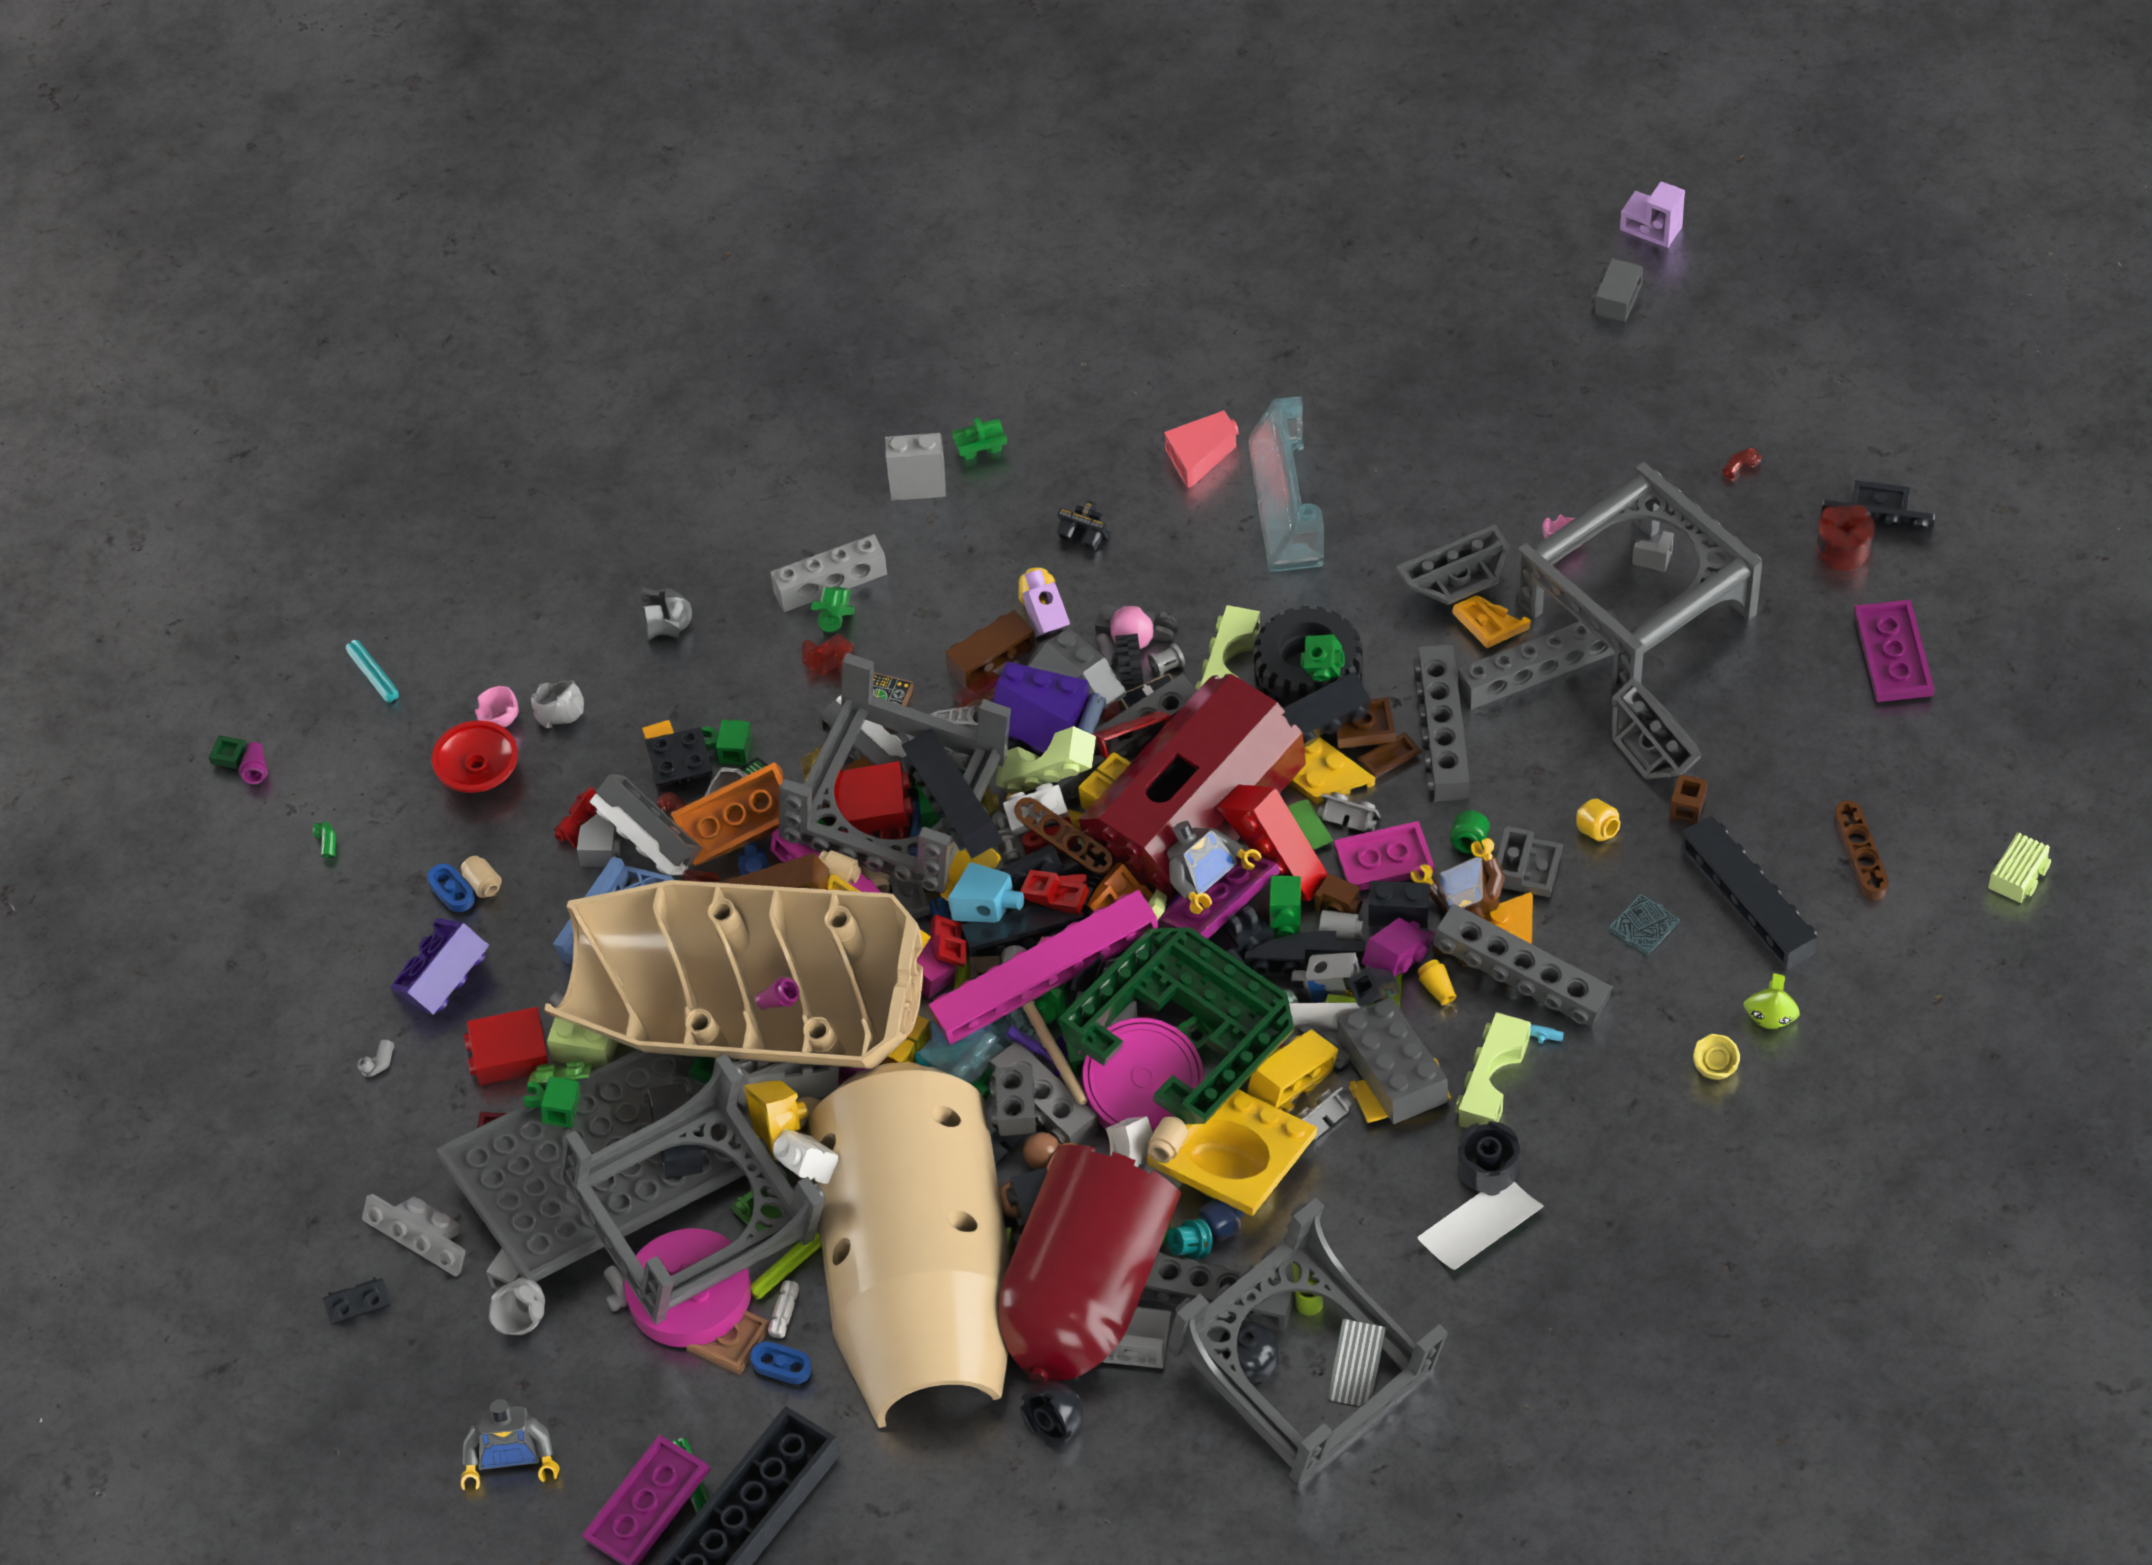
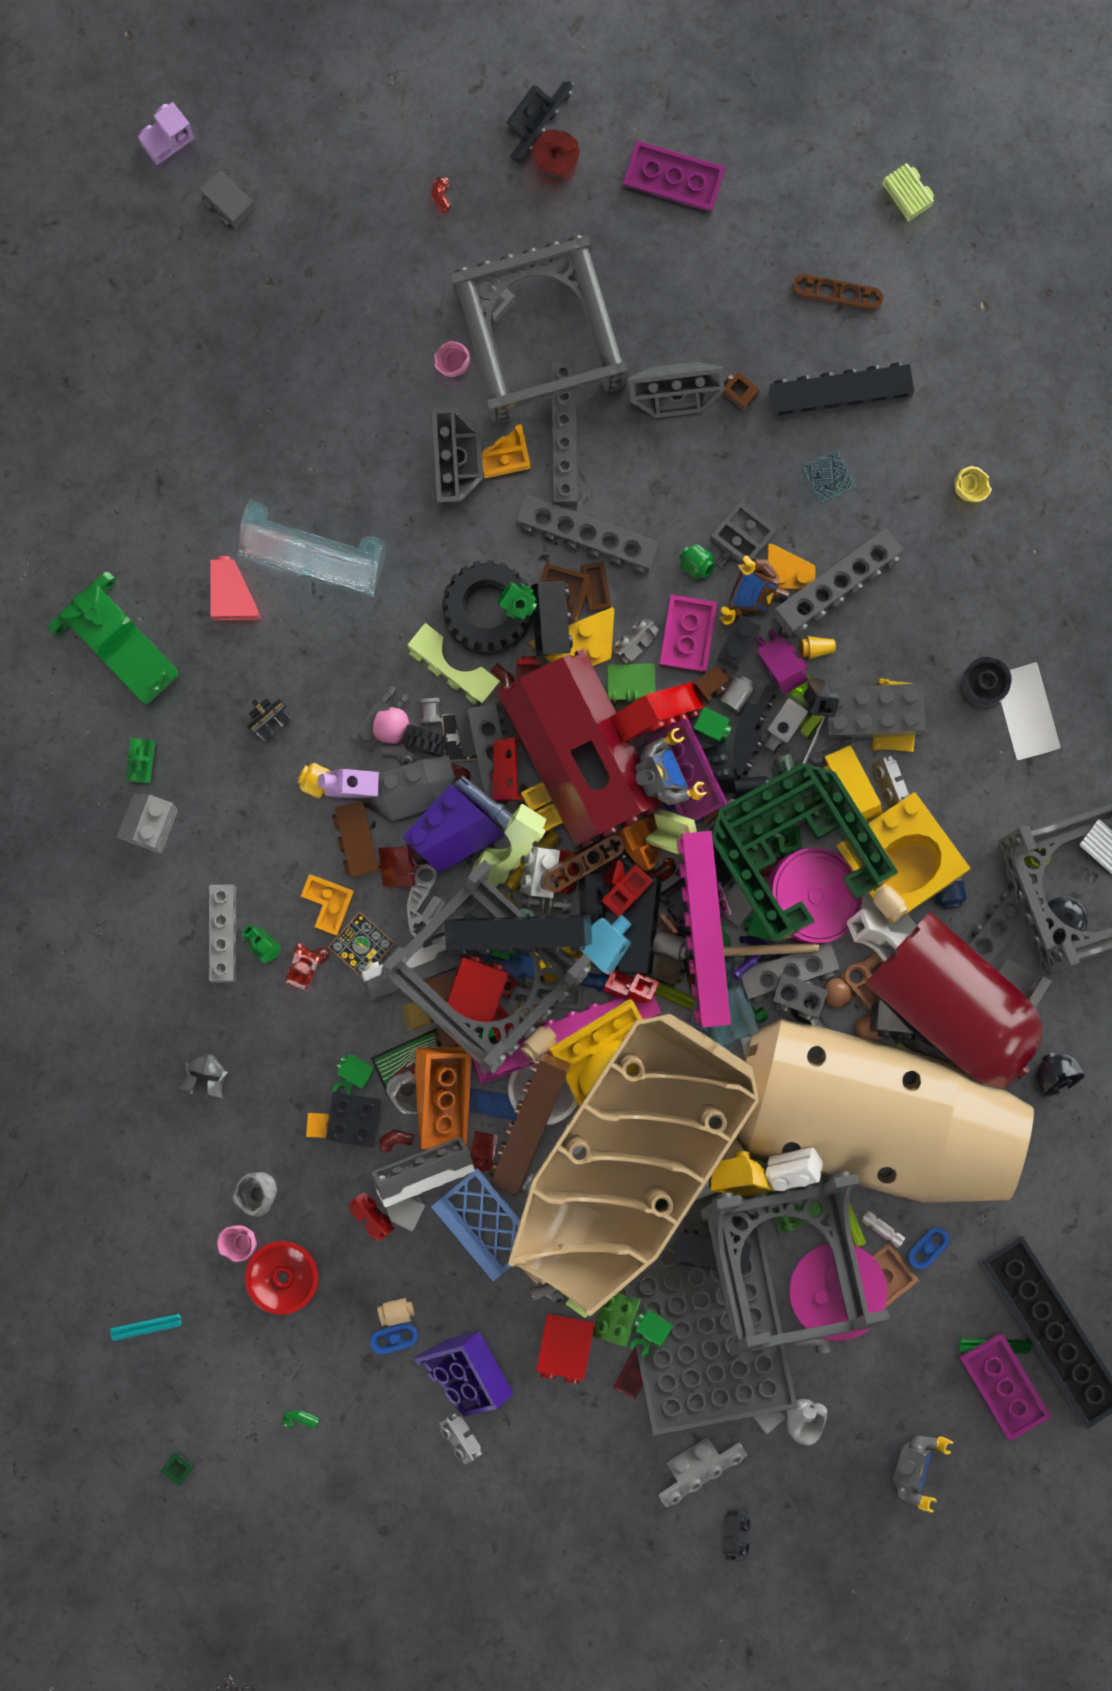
camera: 70 degrees left, 30 degrees up
(253, 766) = (198, 1452): magenta cone -> none
(355, 997) = (464, 1448): none -> light grey hinge
(371, 1067) = (532, 1449): light grey arm -> none
(779, 994) = (652, 1136): magenta cone -> none
(910, 658) = (334, 901): none -> light orange plate
(1099, 365) = (116, 640): none -> green piece
(1193, 1239) = (961, 919): teal piece -> none
(1504, 1044) = (935, 665): yellowish green arch -> none
(1545, 1033) = (889, 594): medium azure helmet -> none
(1598, 820) = (729, 465): yellow head -> none
(1772, 1006) = (950, 424): lime piece -> none

